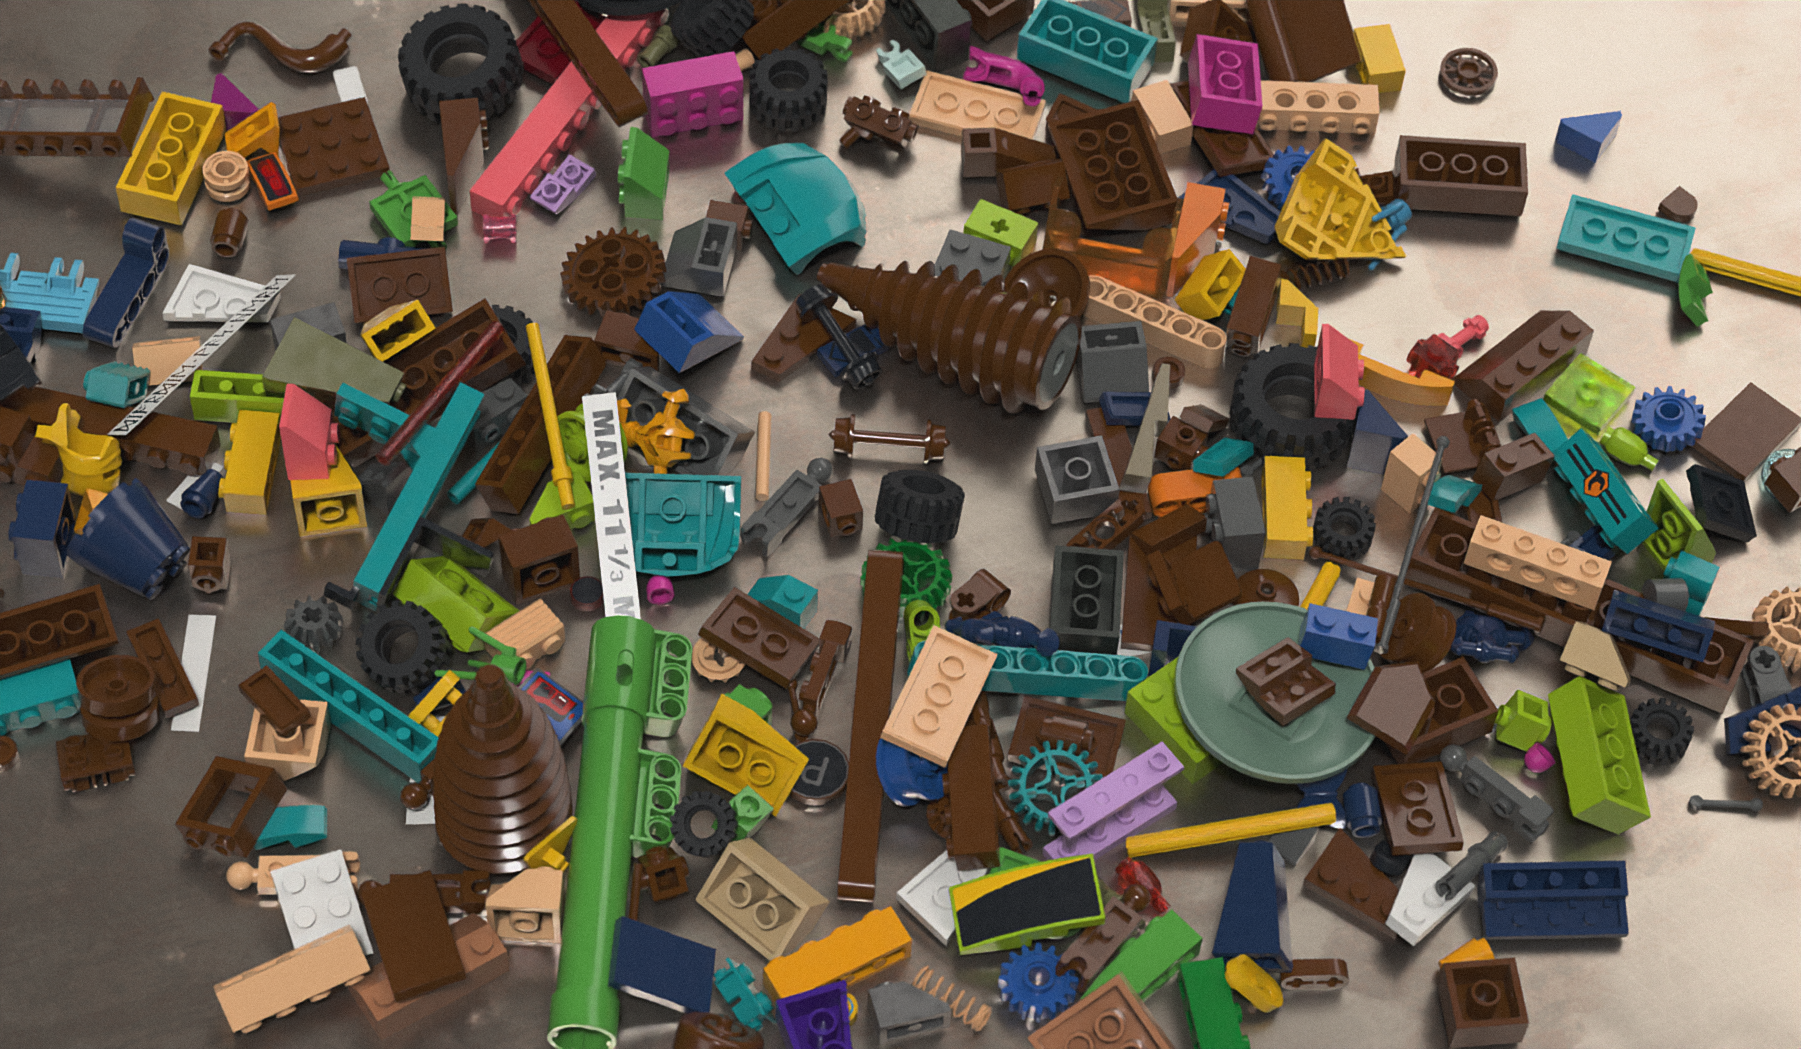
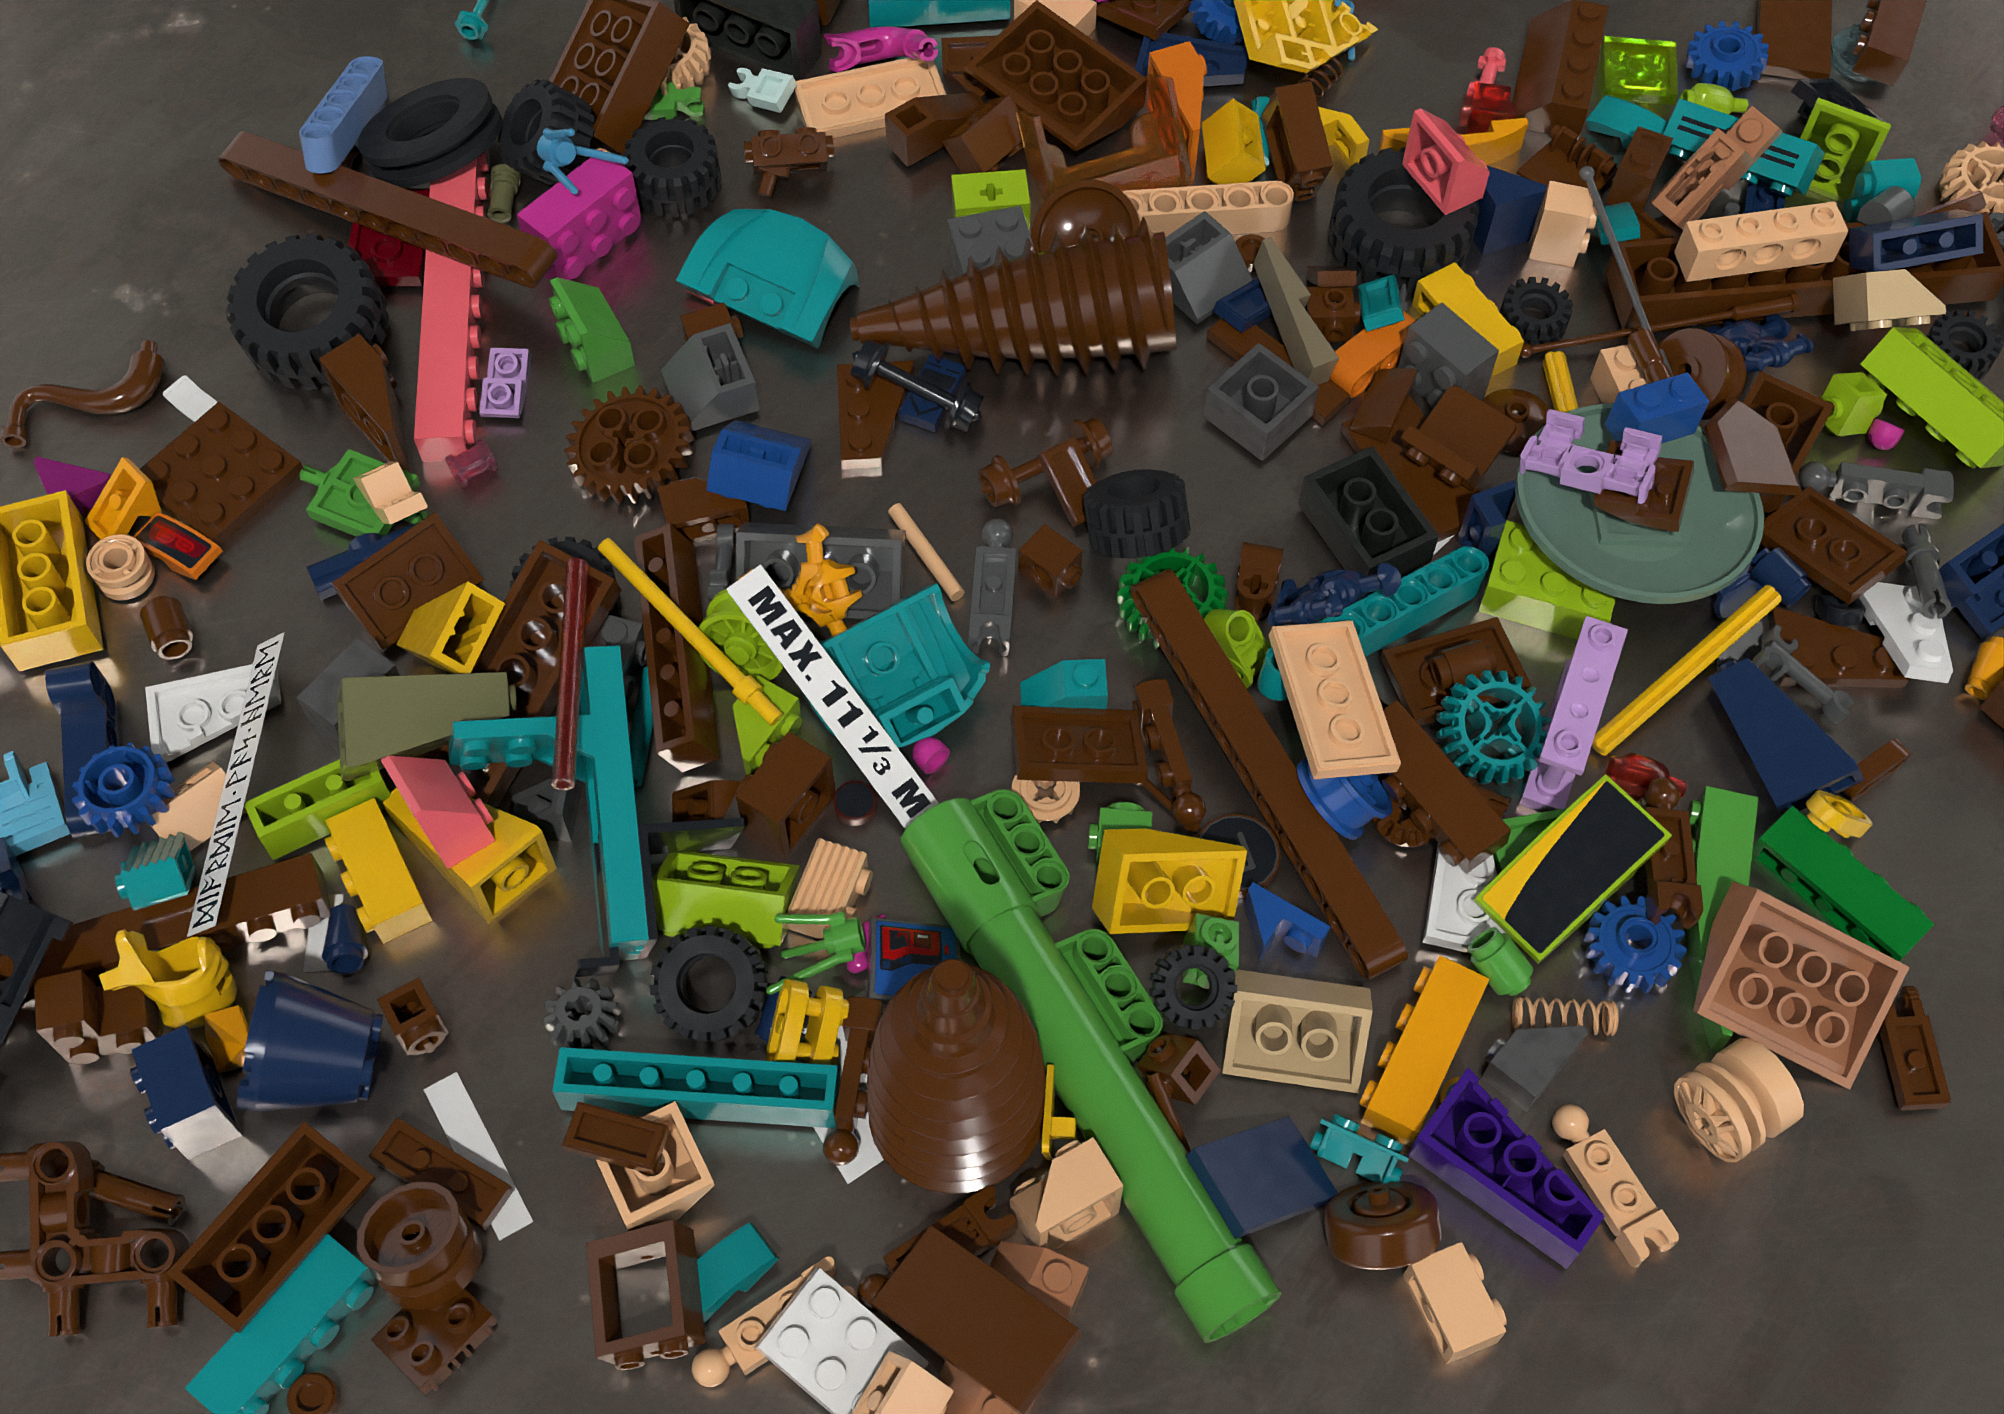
camera: 30 degrees left, 5 degrees up
(129, 320) = (122, 789): none -> blue gear
(703, 38) = (559, 150): none -> dark azure plant
(804, 826) = (1274, 917): none -> blue slope
(898, 450) = (1069, 477): none -> reddish brown tile
(929, 935) = (1501, 961): none -> bright green brick
(1106, 518) = (1320, 424): reddish brown beam -> none
(1238, 626) = (1560, 458): none -> lavender piece
(1306, 858) = (1779, 659): none -> dark grey bar
(1560, 490) = (1716, 166): none -> nougat plate

